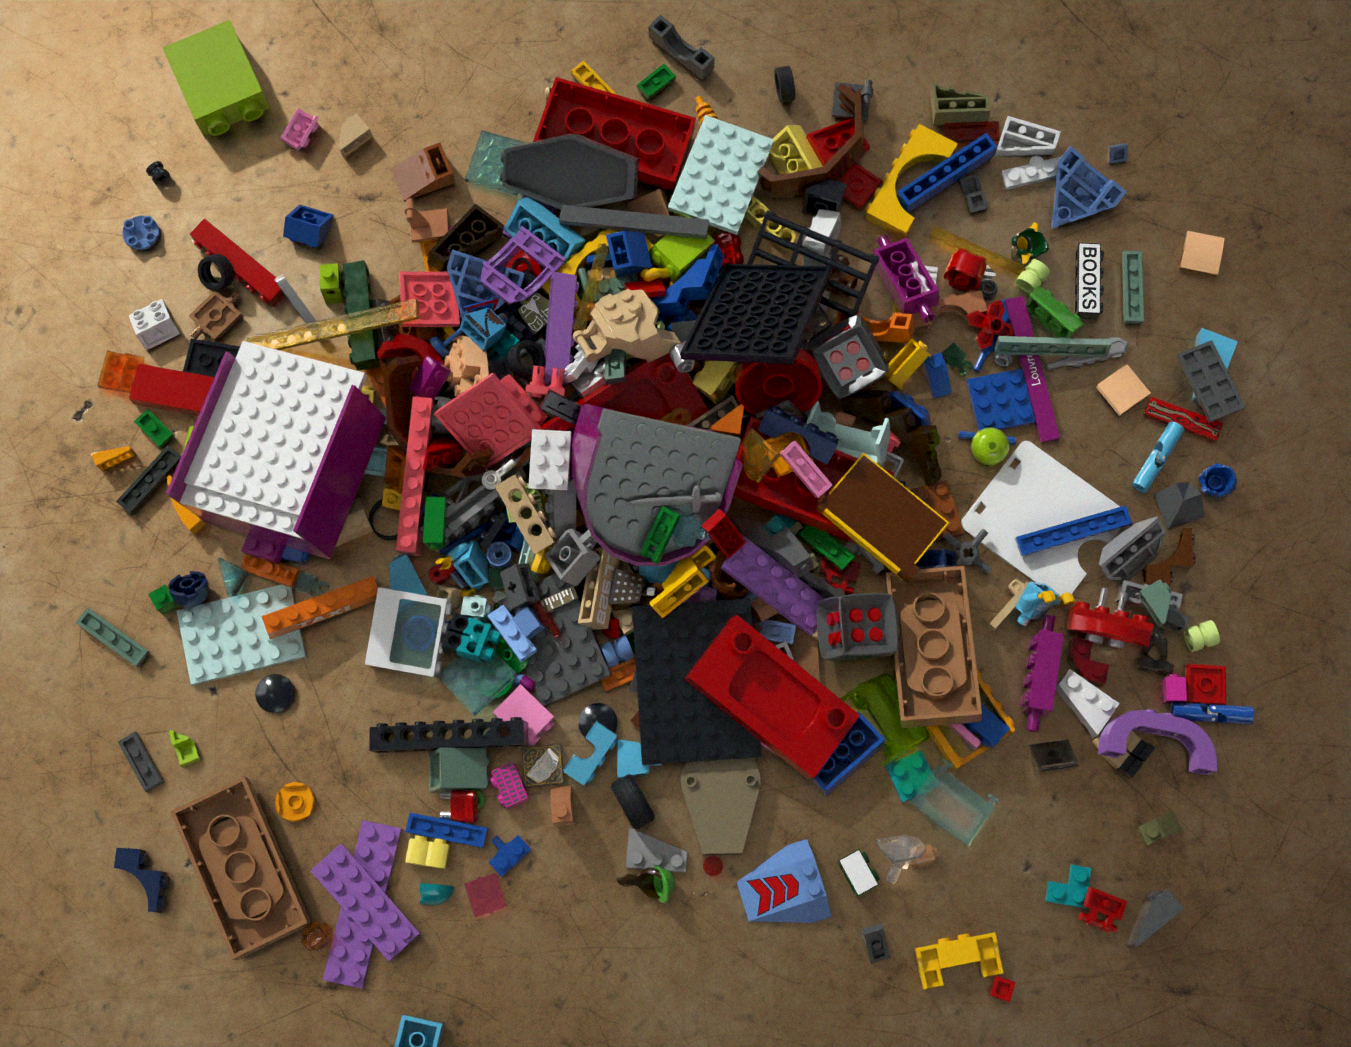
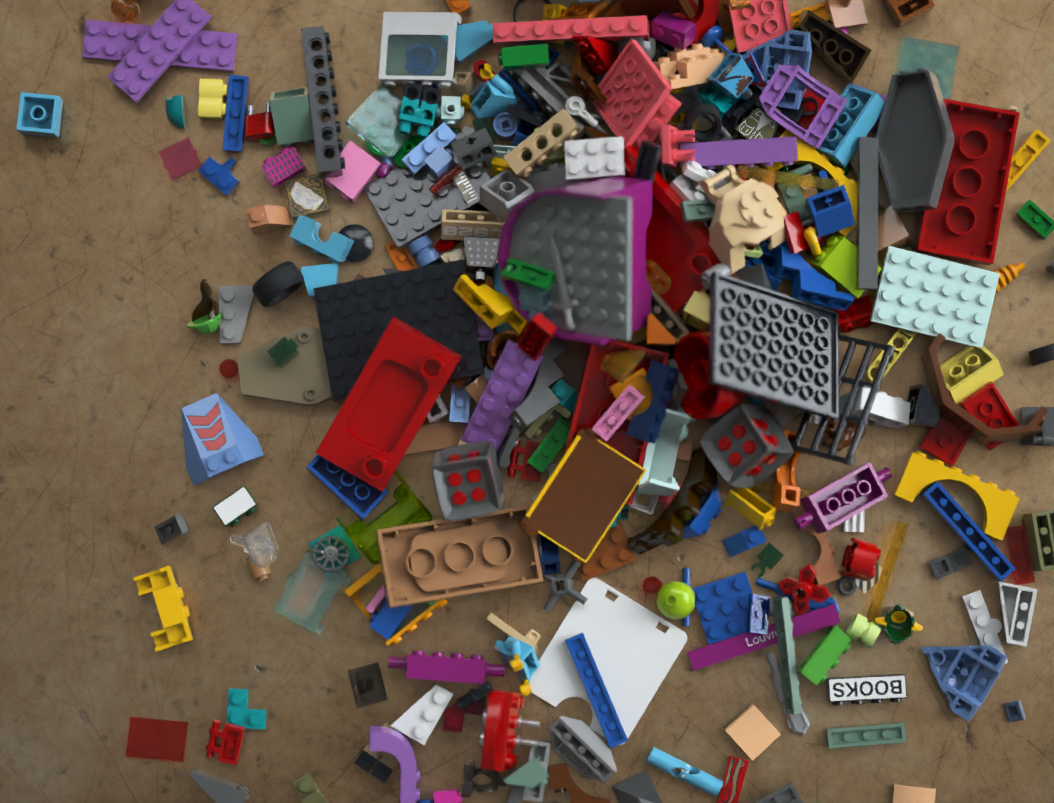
camera: 80 degrees right, 10 degrees up
(704, 801) = (284, 351): none -> clear green brick
(916, 778) = (330, 553): none -> dark grey wheel
(973, 467) = (652, 585): none -> clear red plate
(1002, 988) = (142, 652): red plate -> none
(1010, 369) = (758, 614): none -> clear blue plate
(1074, 644) = (475, 695): none -> black axle
(1093, 984) = (156, 739): none -> clear red piece

